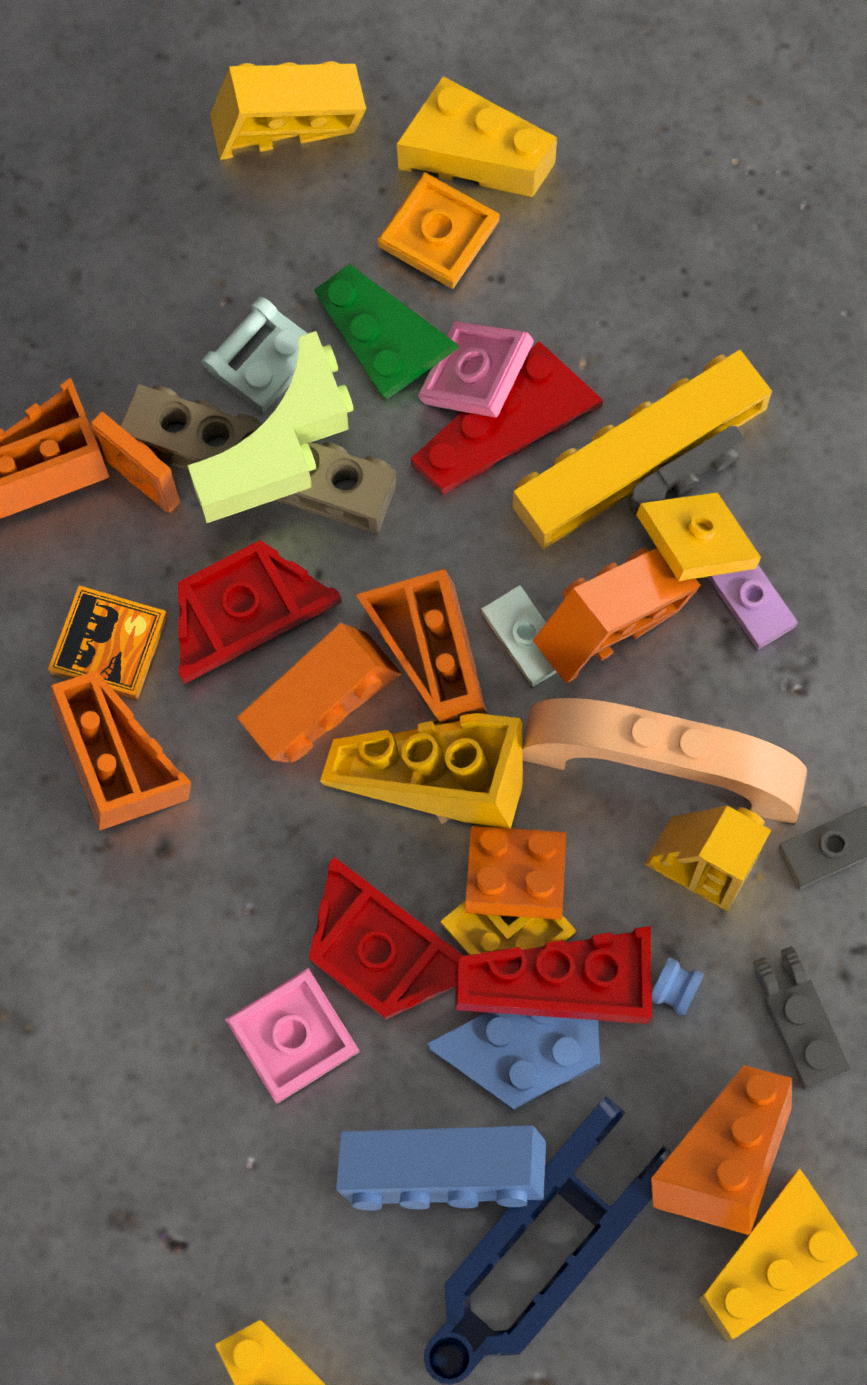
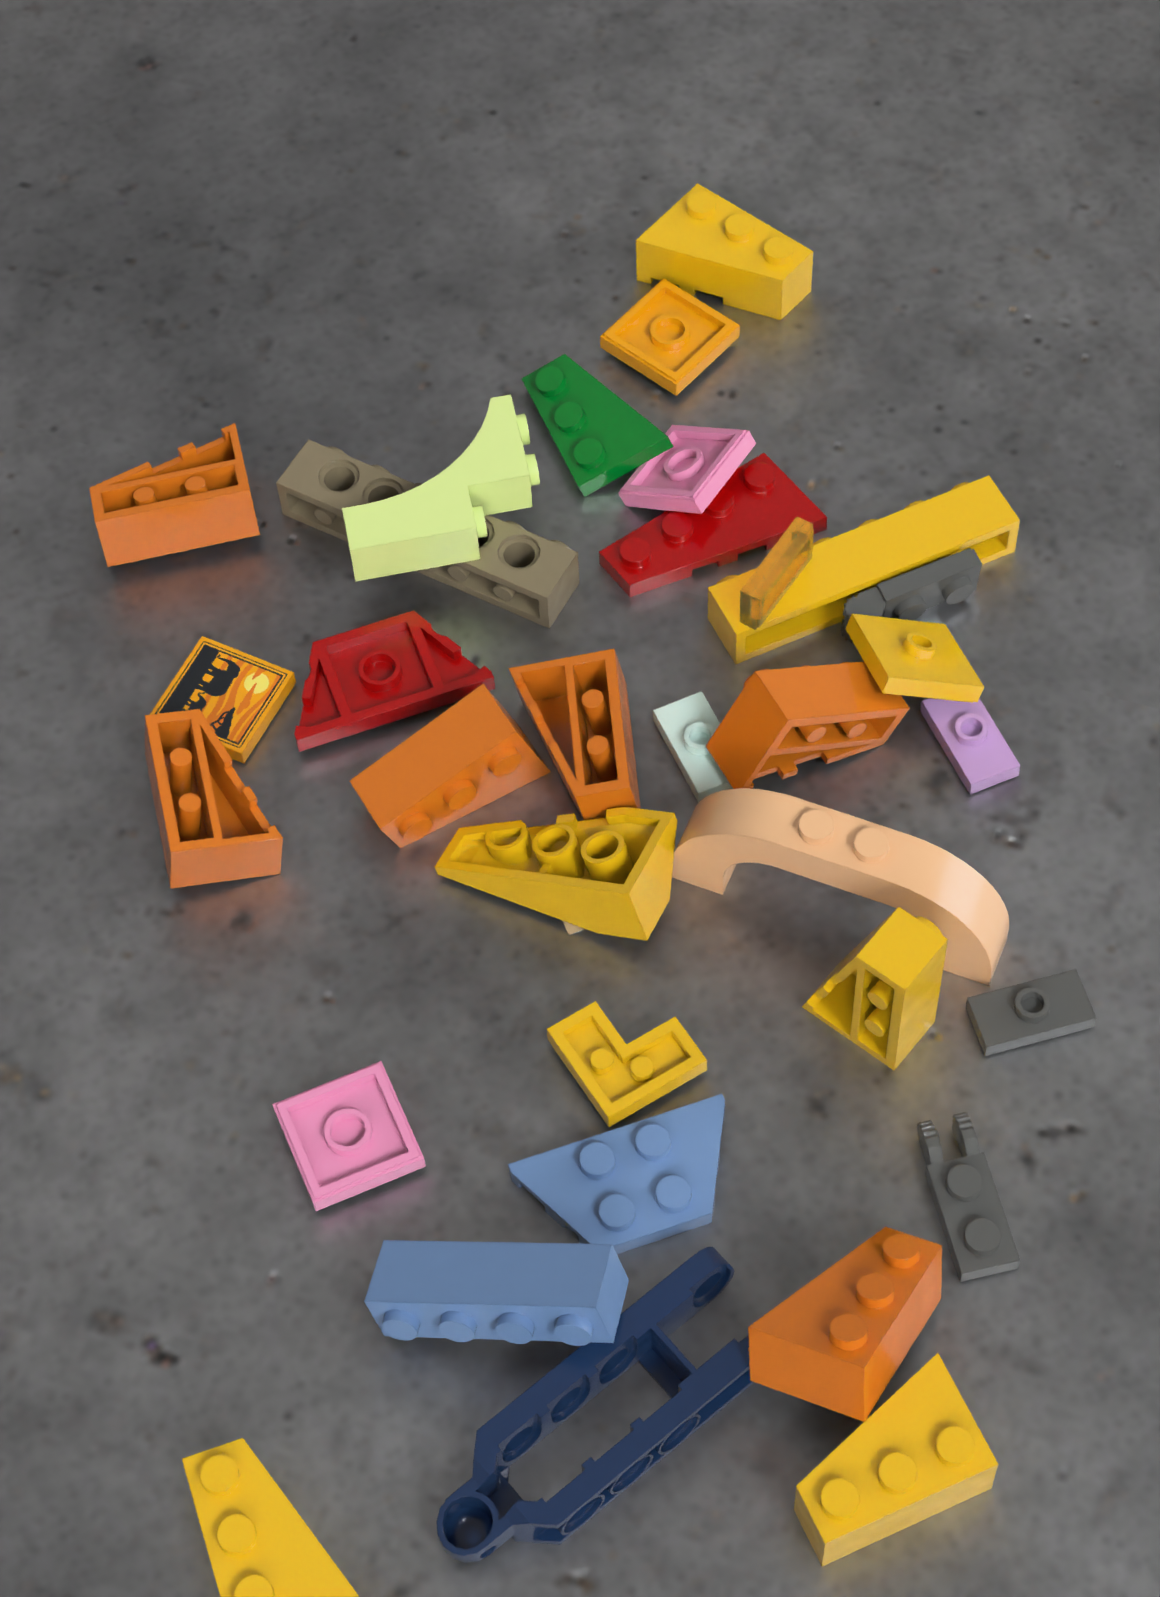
camera: 10 degrees right, 15 degrees down
(135, 462) = (289, 514): orange plate -> none
(269, 367) = (450, 443): light aqua plate -> none
(284, 103) = (522, 197): yellow wedge -> none
(378, 946) = (472, 1053): red wing -> none
(516, 872) = (644, 987): orange plate -> none
(573, 477) = (776, 573): none -> clear yellow tile
(574, 980) = (700, 1111): red wing -> none
(676, 986) = (818, 1138): medium blue wheel -> none

